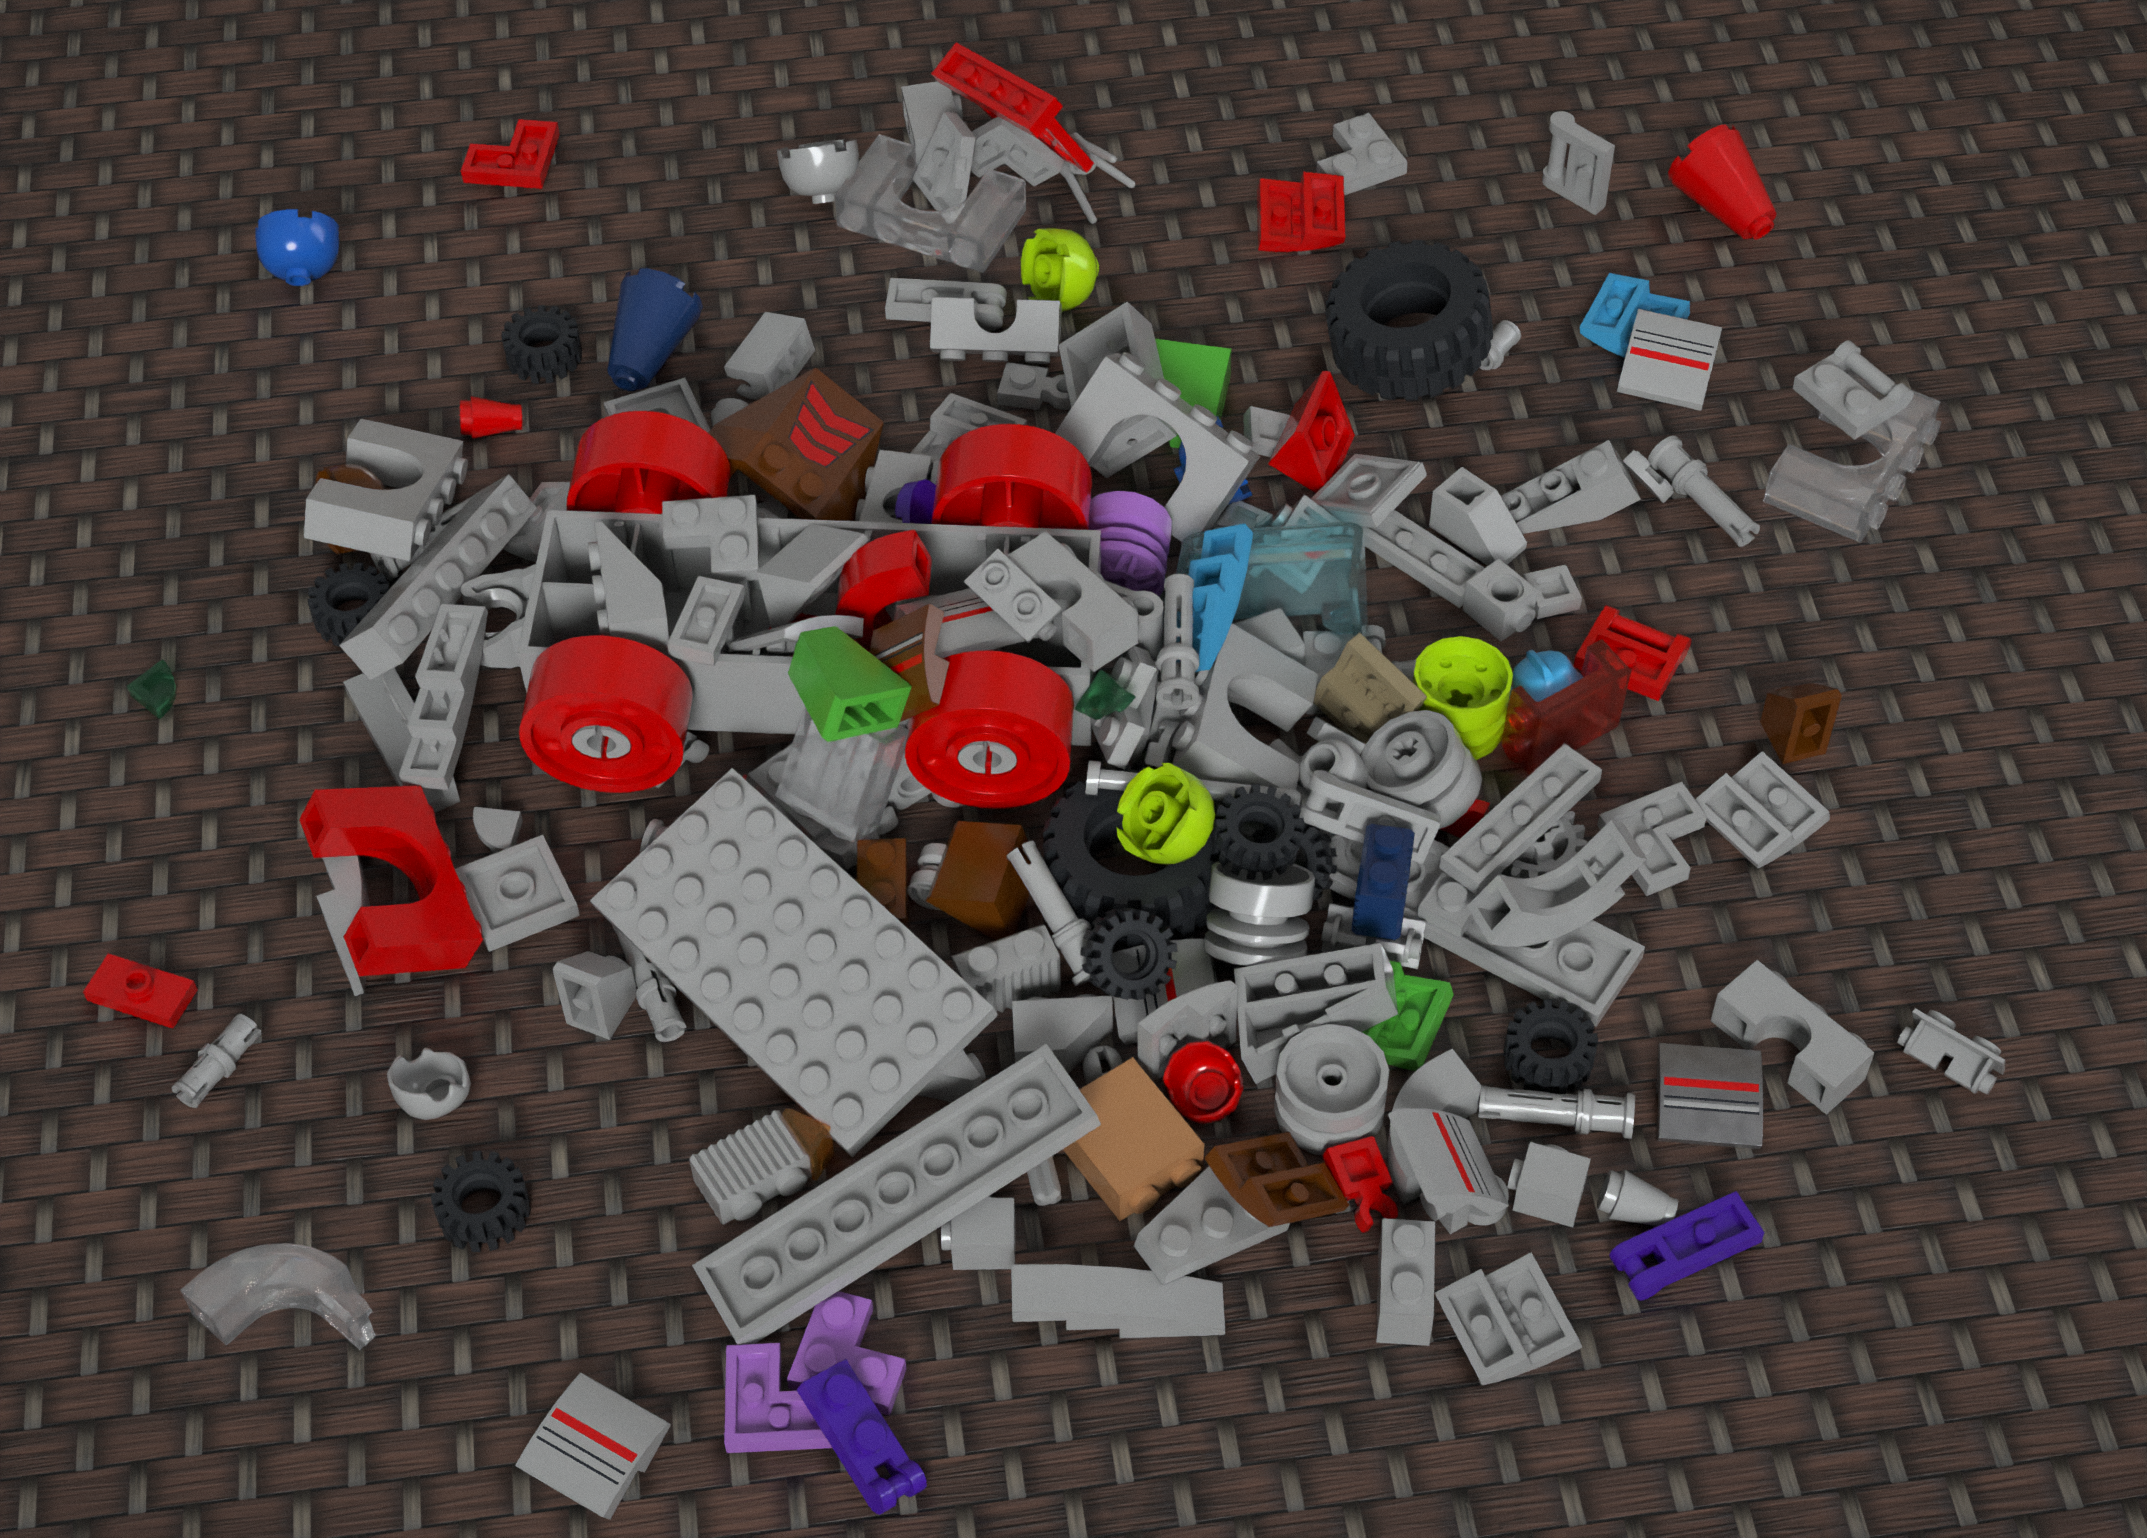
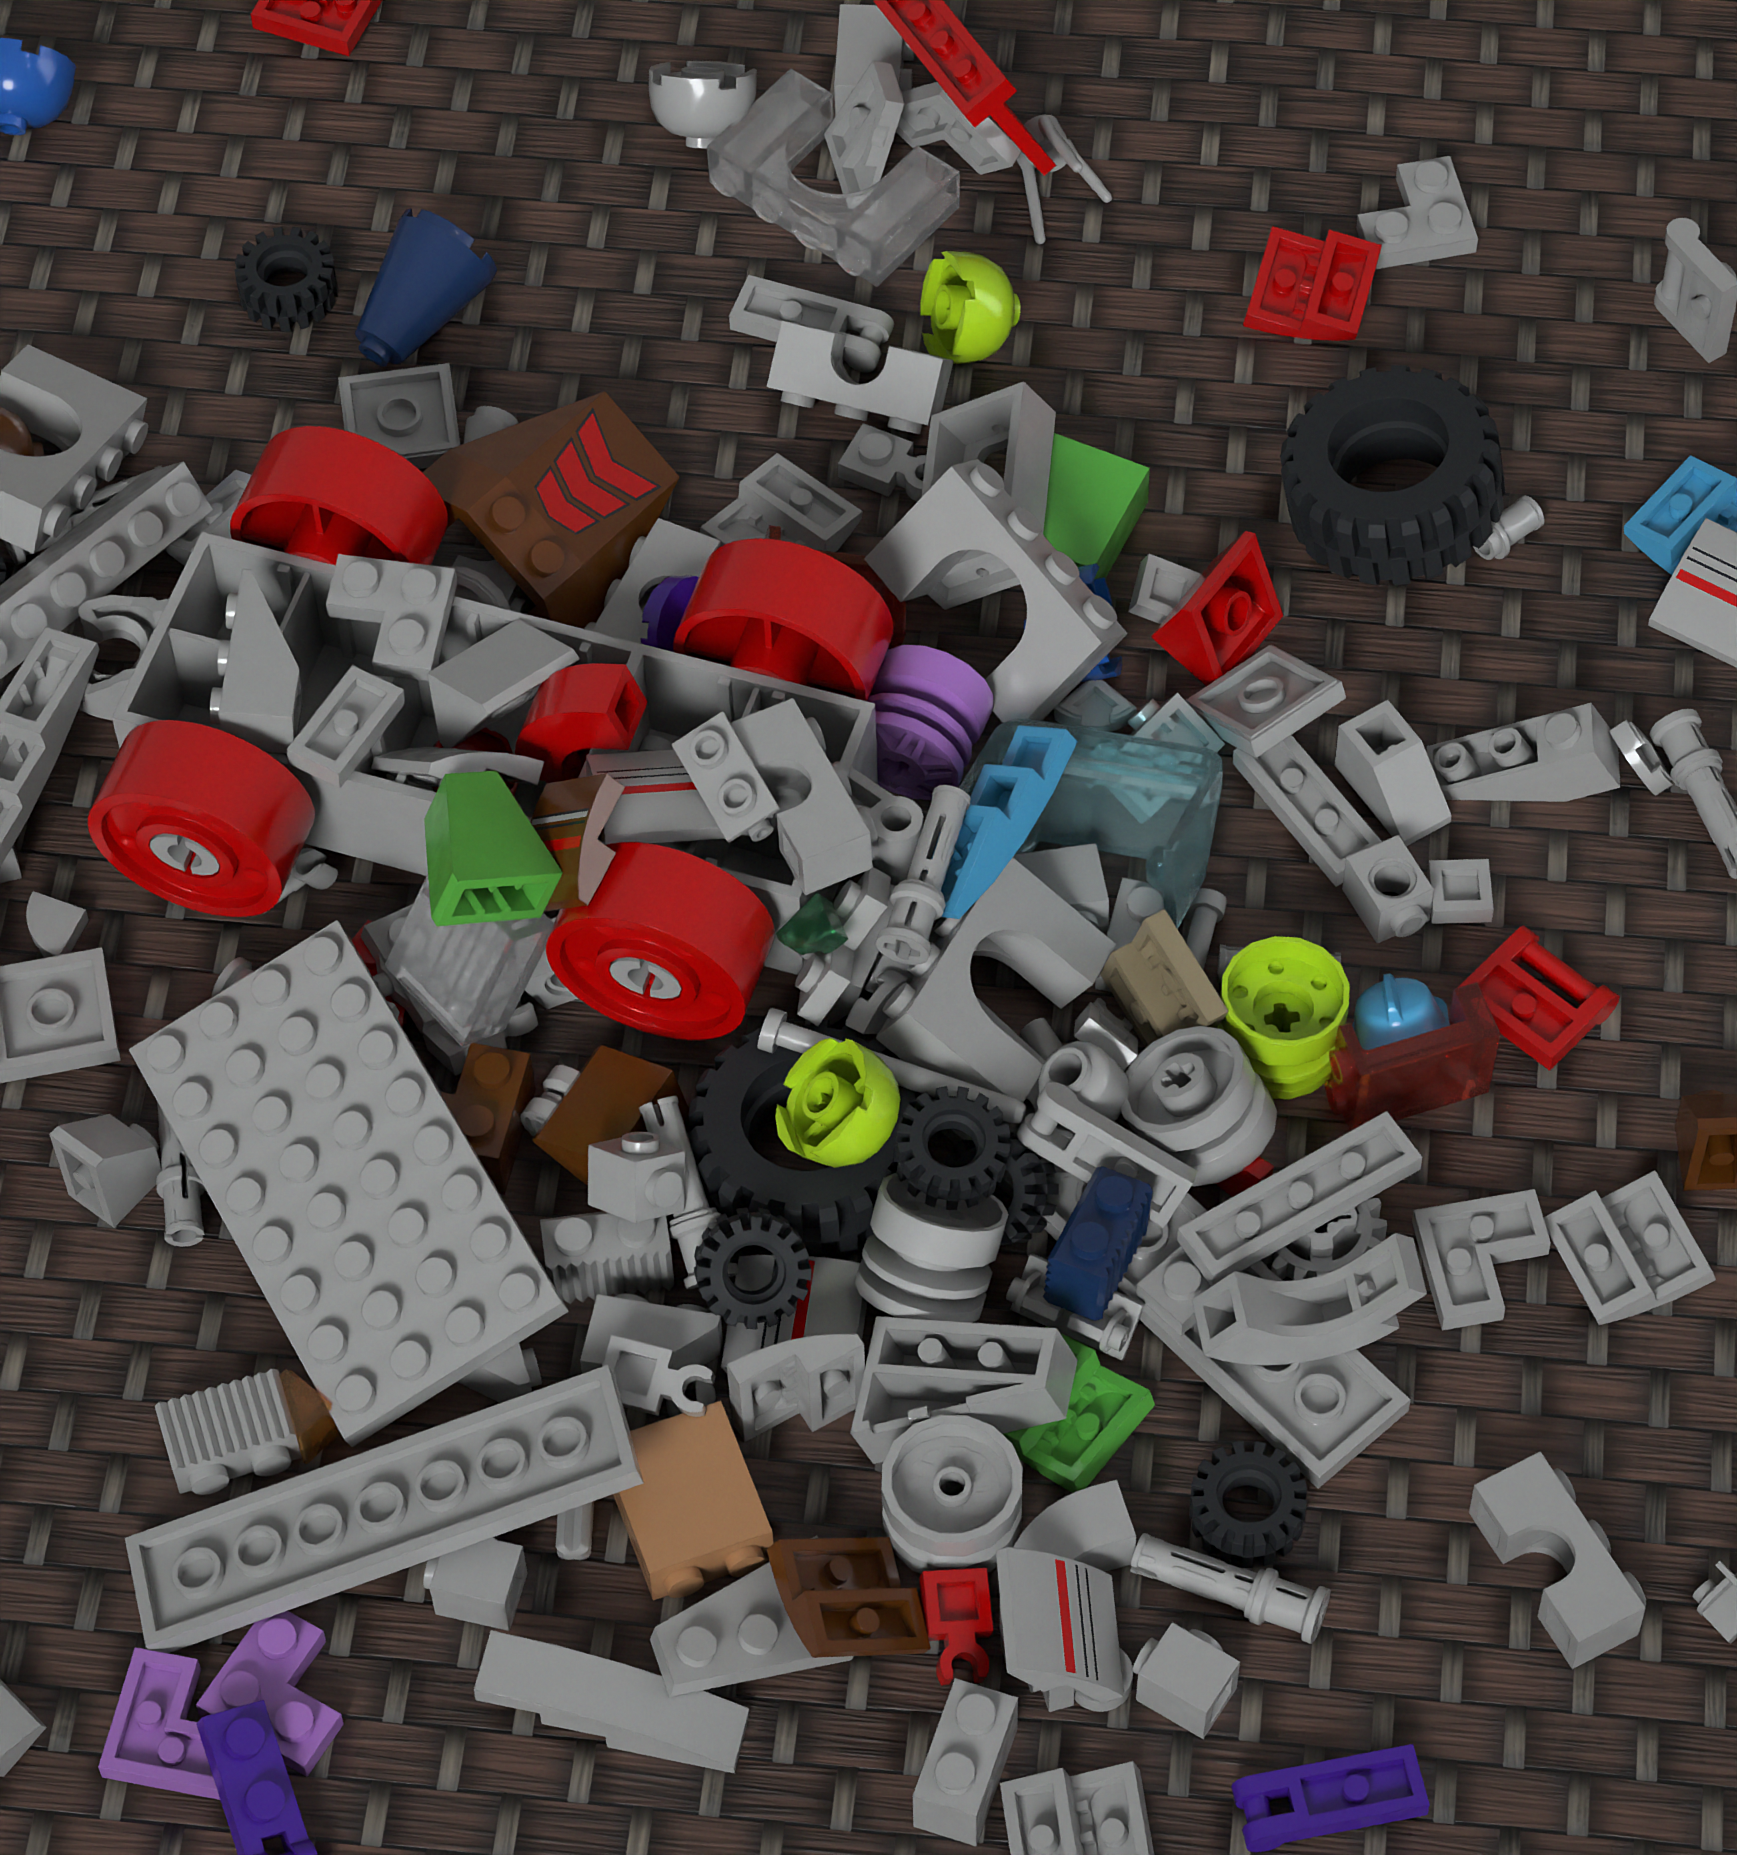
camera: 15 degrees right, 5 degrees up
(488, 417) = (191, 367): red cone -> none
(770, 354) = (566, 354): light grey hinge -> none
(1021, 905) = (636, 1177): none -> light grey brick
(1076, 1051) = (647, 1377): none -> light grey plate
(1203, 1082) = (801, 1450): red hair -> none
(1634, 1200) = (1286, 1725): light grey cone -> none
(1709, 1096) = (1427, 1611): flat silver slope -> none

